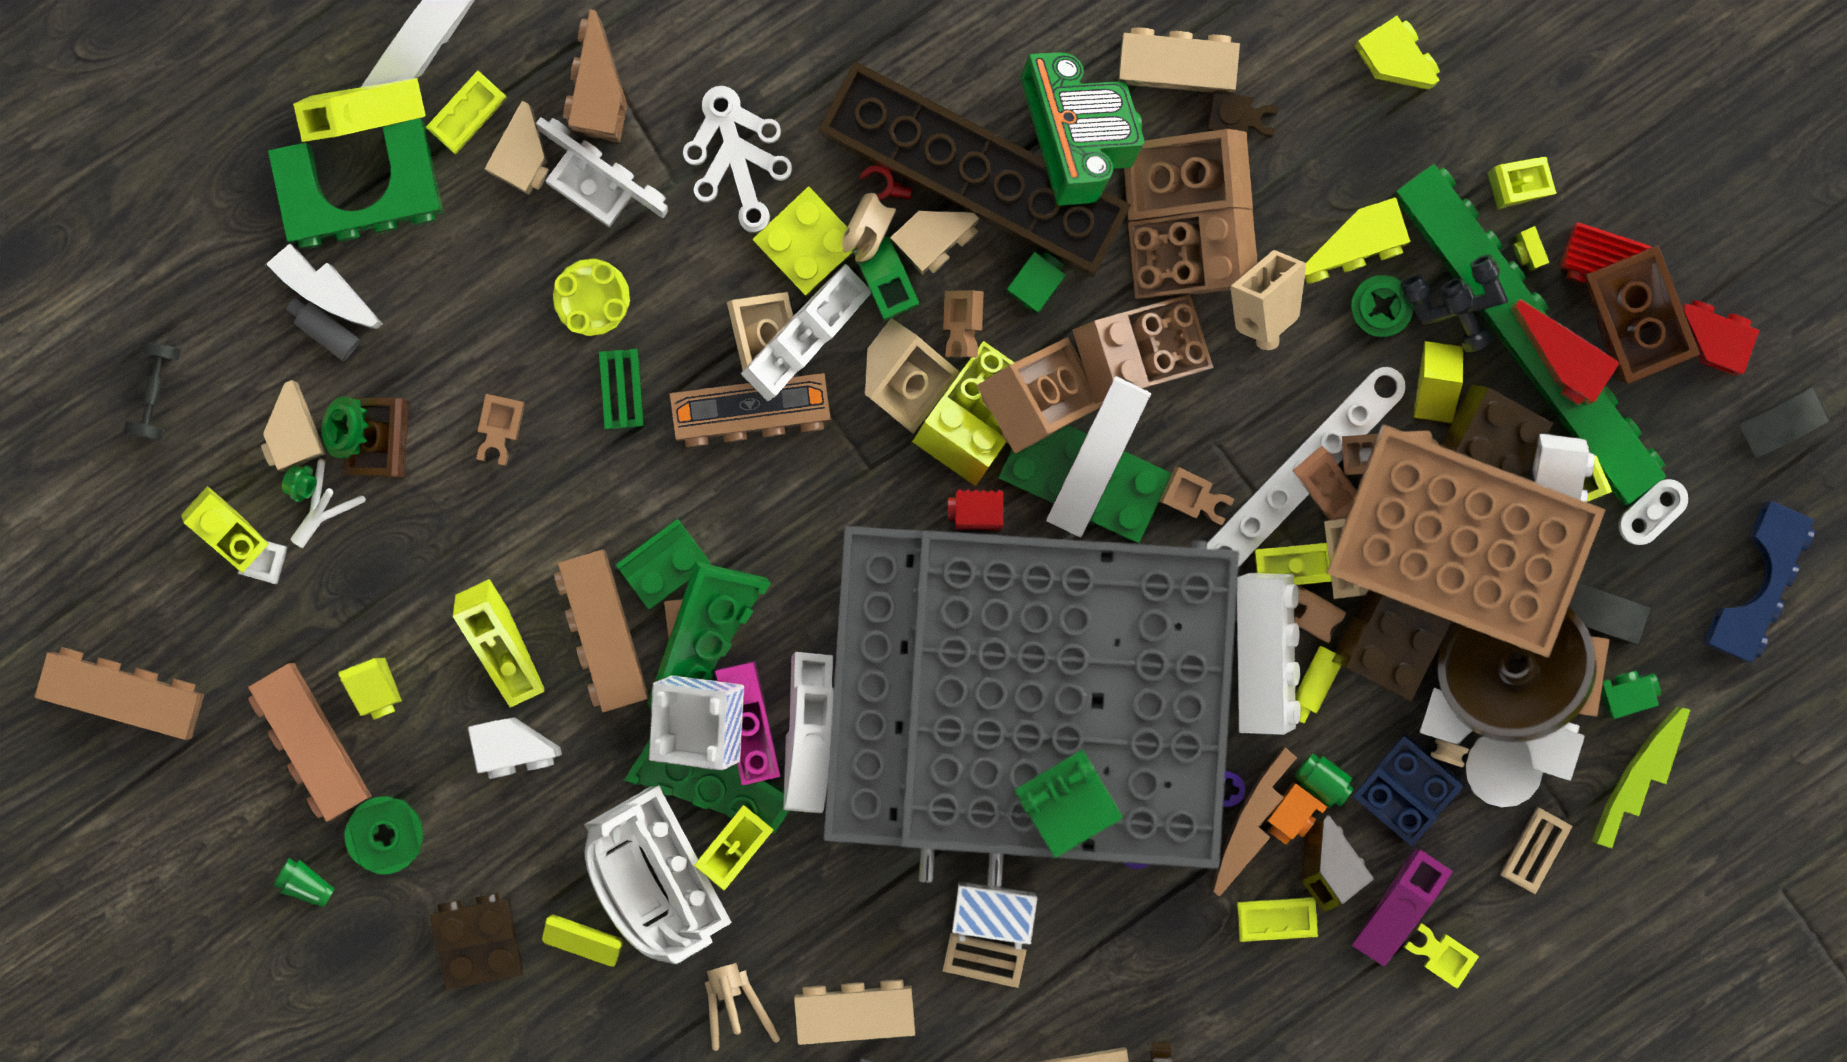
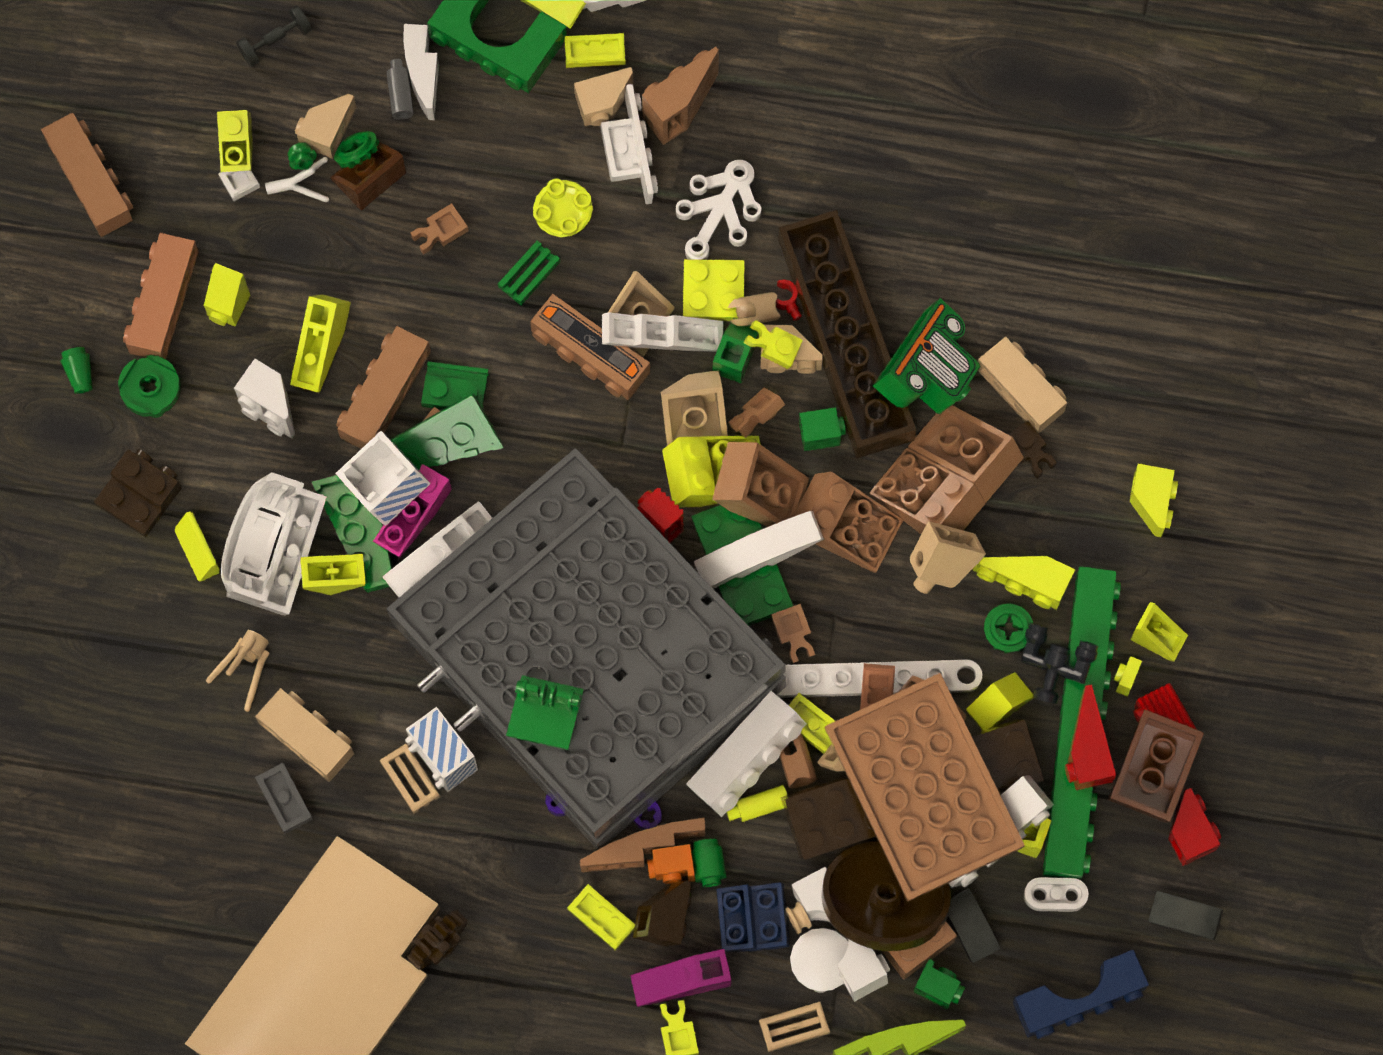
camera: 40 degrees right, 15 degrees down
(927, 245) = (777, 345): none -> neon yellow plate

